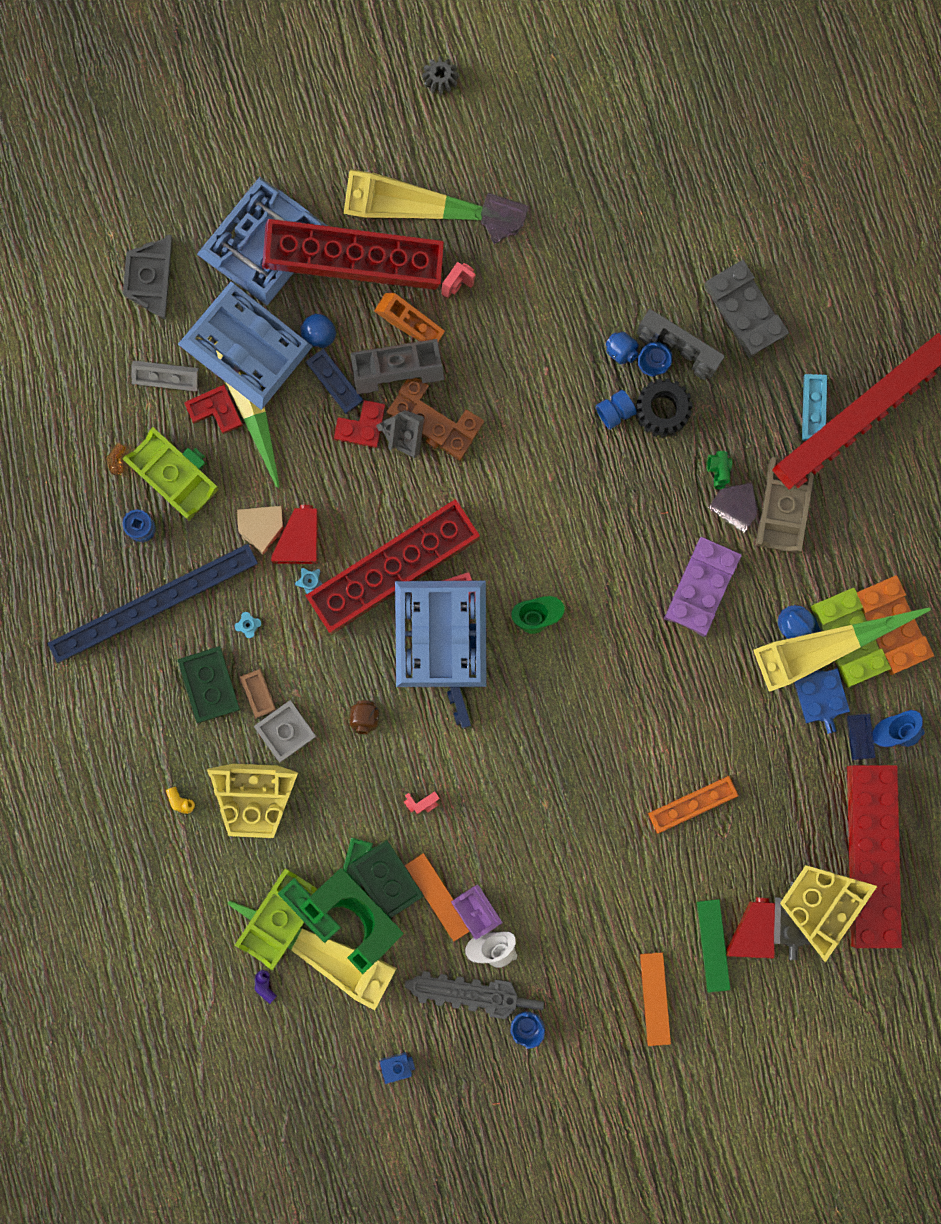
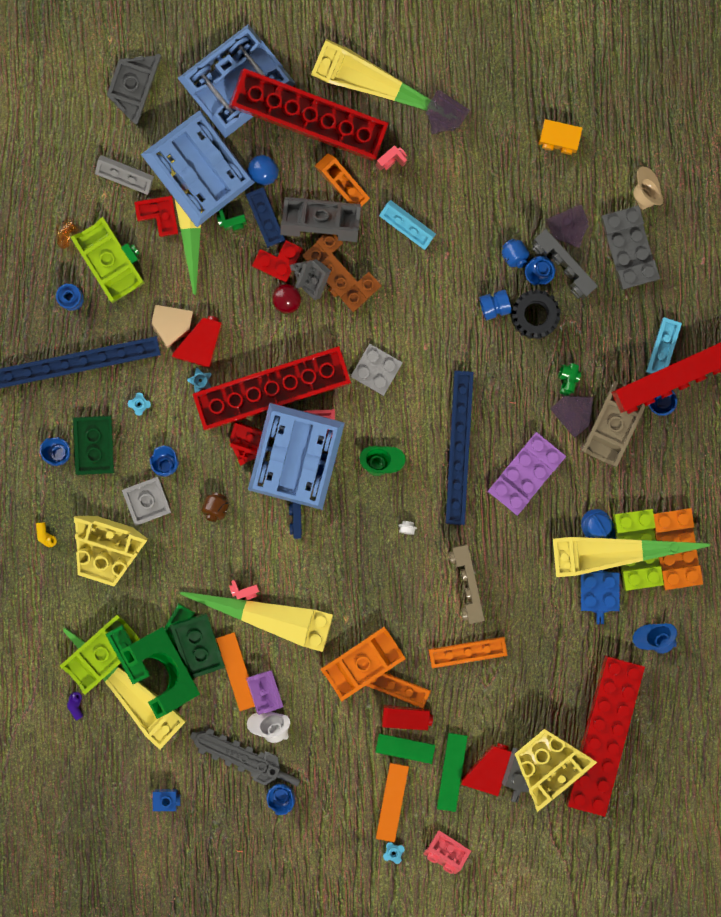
camera: 25 degrees right, 5 degrees up
(166, 702) = (55, 451): none -> blue hair
(258, 693) = (133, 463): medium nougat tile -> none
(293, 680) = (164, 461): none -> blue hair
(302, 396) = (234, 223): none -> green bracket
(378, 635) = (245, 442): none -> red slope
(382, 464) = (286, 298): none -> dark red hair
(490, 825) = (296, 624): none -> light yellow plate
(494, 348) = (407, 225): none -> medium azure plate
(503, 516) = (376, 369): none -> light grey plate
(579, 849) = (363, 663): none -> orange piece
(586, 683) = (407, 528): none -> white plate
(617, 865) = (401, 689): none -> orange tile
(620, 578) = (459, 447): none -> dark blue plate
(635, 209) = (560, 136): none -> light orange brick
(644, 897) = (406, 717): none -> red slope
(653, 933) = (405, 748): none -> green tile
(657, 697) = (472, 610): none -> dark tan piece
(673, 302) = (569, 225): none -> slope
(677, 1061) = (393, 847): none -> medium azure plate
(733, 1040) = (447, 853): none -> coral bracket
(747, 241) = (648, 189): none -> tan piece
(833, 470) = (664, 406): none -> blue hair
(860, 737) = (623, 634): clear blue plate -> none

